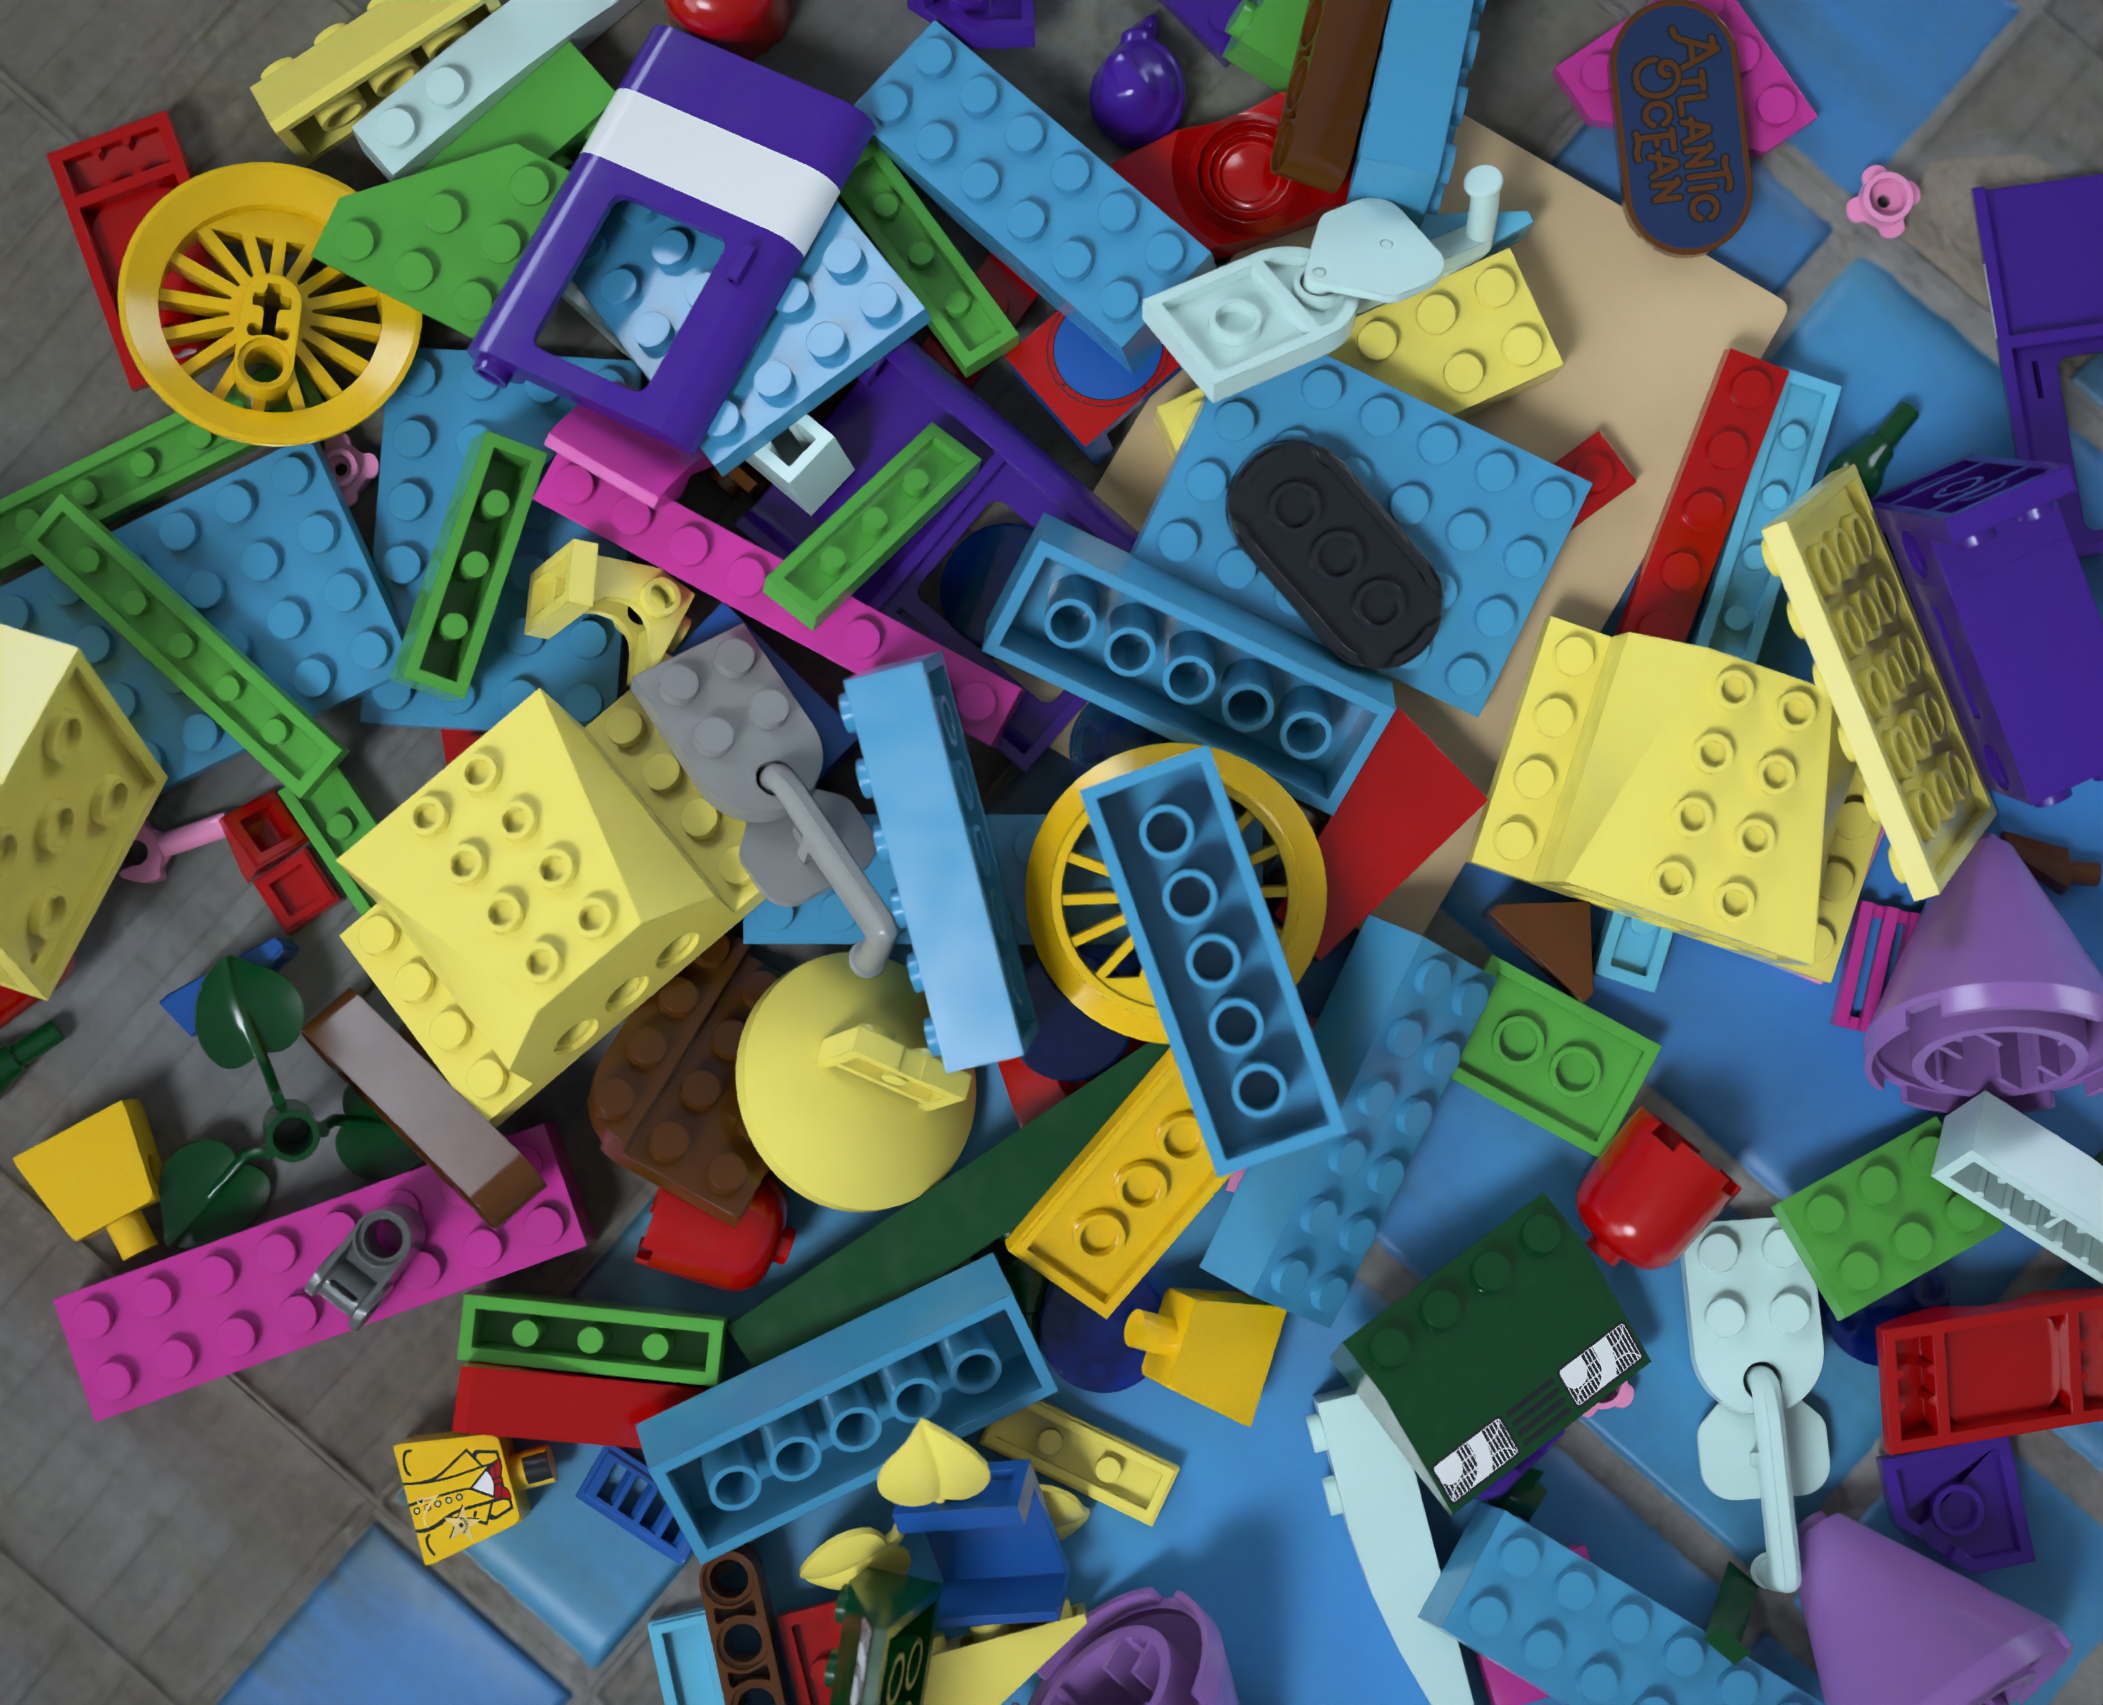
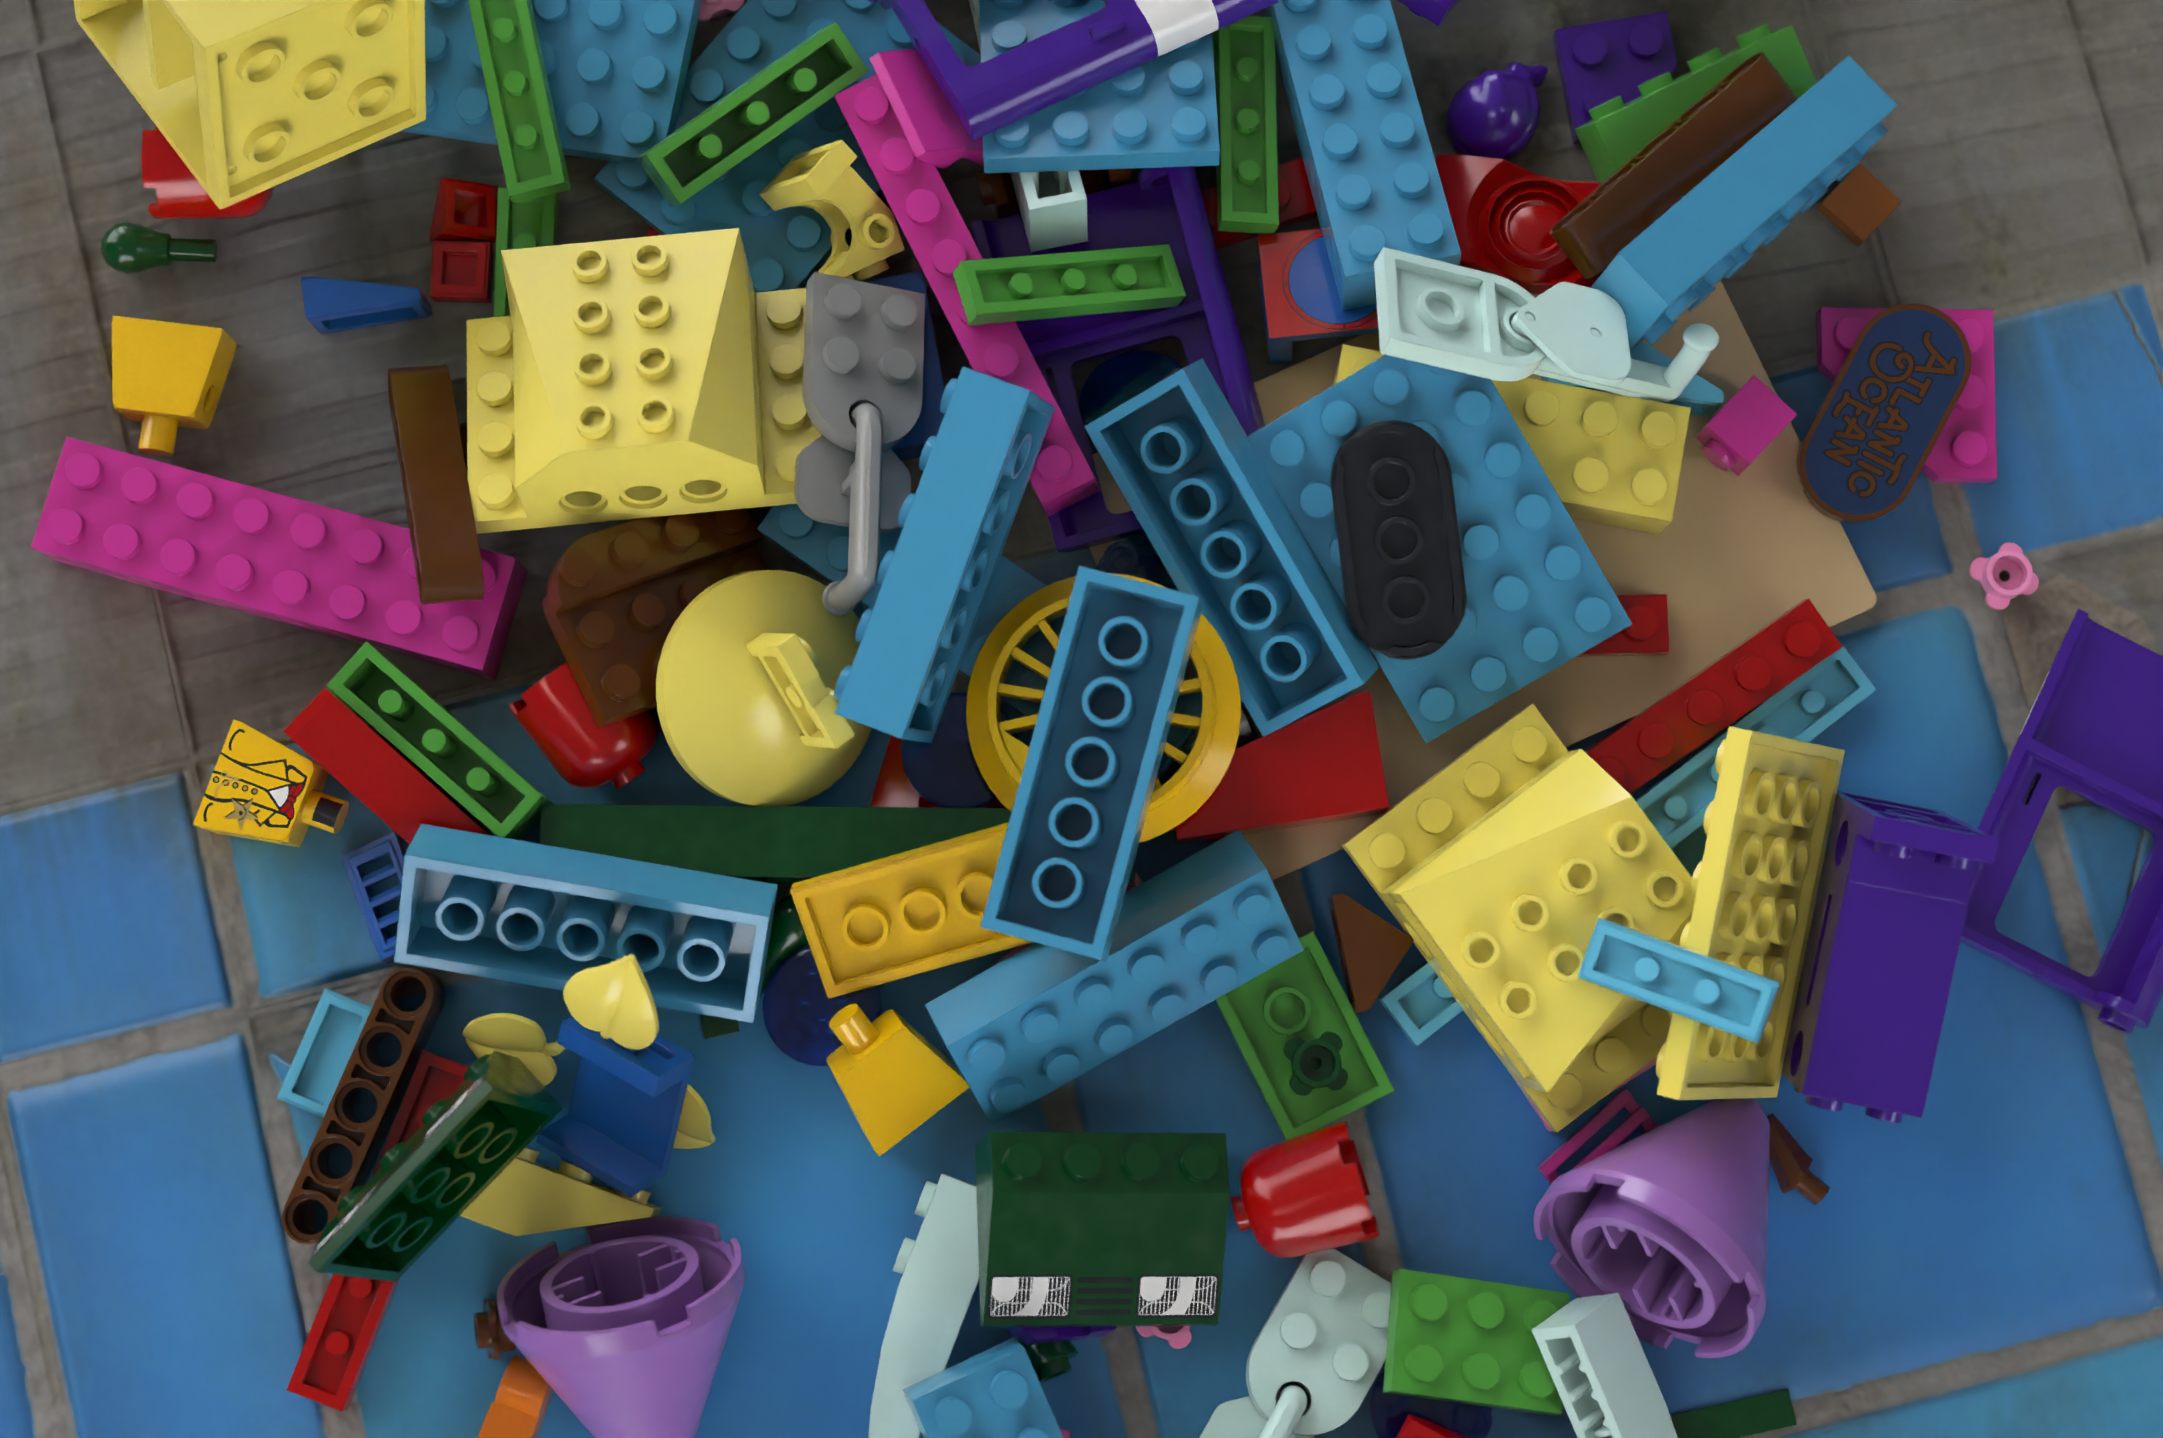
camera: 30 degrees right, 5 degrees down
(164, 845) = (389, 172): bright pink bar -> none
(204, 1185) = (238, 436): dark green plant -> none
(361, 1271) = (302, 569): dark grey piece -> none
(1085, 1458) = (738, 1094): light yellow tile -> none
(1565, 228) = (1744, 427): none -> dark pink brick
(1596, 1075) = (1330, 1072): none -> dark green plate
(1869, 788) = (1679, 980): none -> medium azure tile
(1876, 450) = (1869, 757): dark green piece -> none

